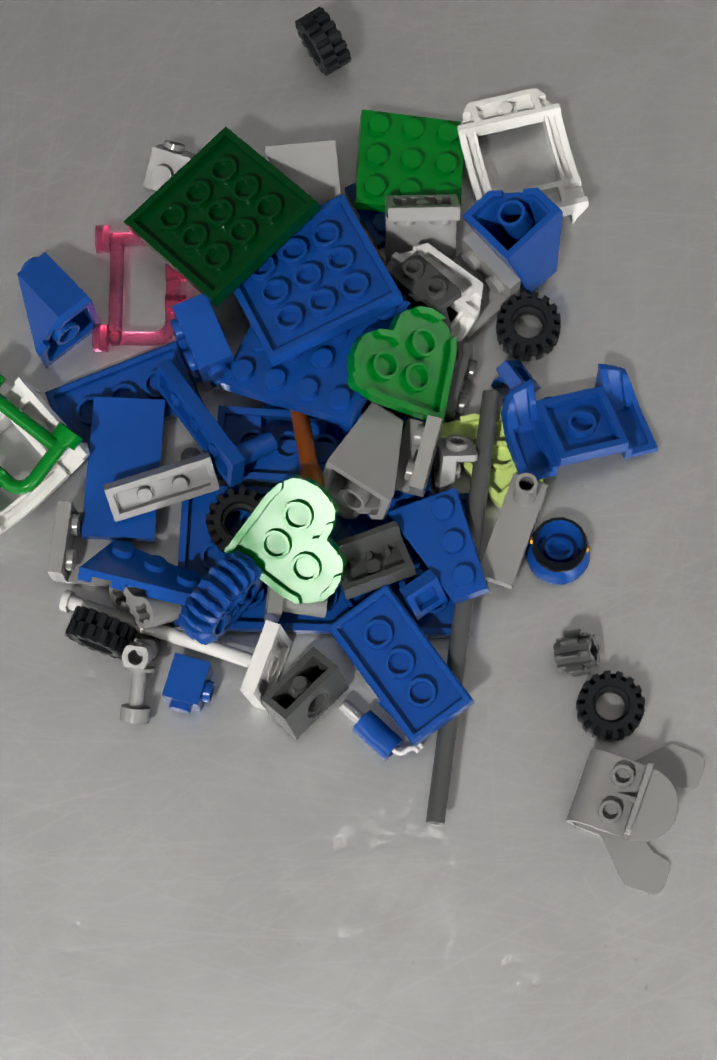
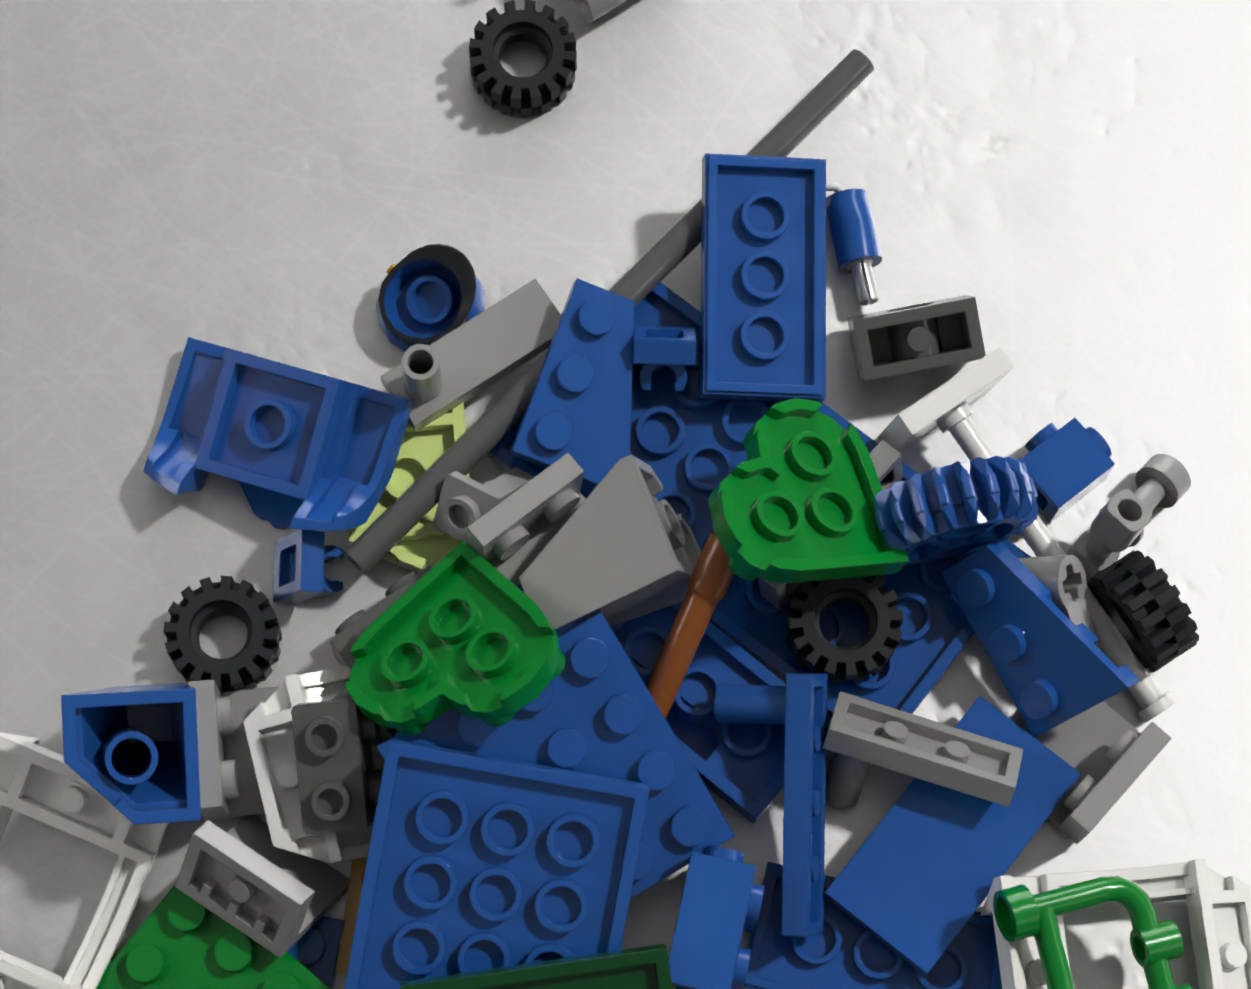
camera: 155 degrees left, 0 degrees up
(374, 560) = (693, 433): dark grey bracket -> none
(576, 652) = (515, 146): dark grey gear -> none

